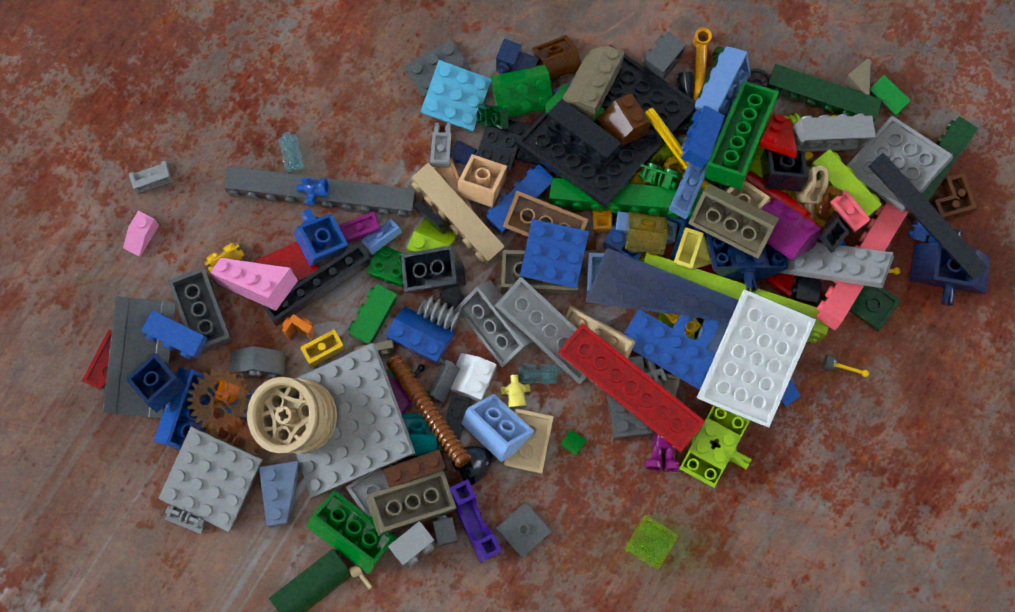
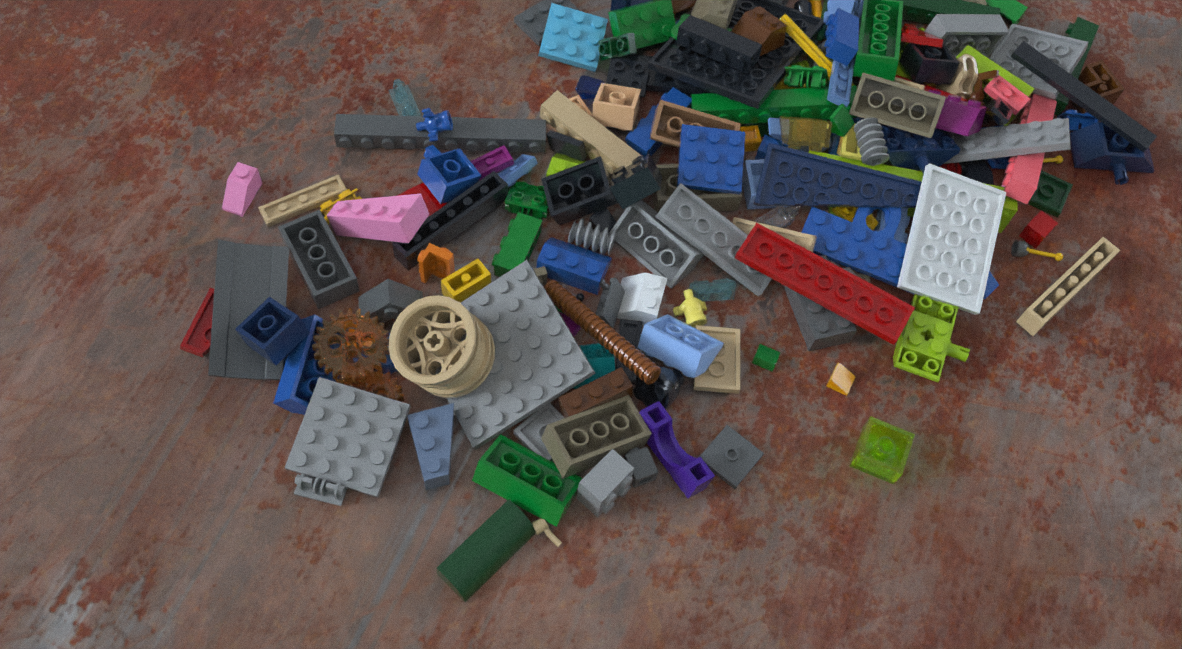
camera: 15 degrees left, 15 degrees down
(151, 178) = (250, 138): light grey hinge -> none
(174, 335) = (291, 277): blue brick -> none
(192, 247) = (302, 201): none -> tan tile
(441, 147) = (567, 80): light grey hinge -> none
(481, 271) = (635, 181): none -> black brick
(634, 472) = (841, 379): none -> light orange slope
(655, 461) = (870, 344): magenta piece -> none
(679, 230) = (841, 121): none -> green slope
(700, 257) = (871, 142): none -> light grey piece
(851, 345) = (1038, 229): none -> red brick
(861, 407) = (1067, 286): none -> tan brick

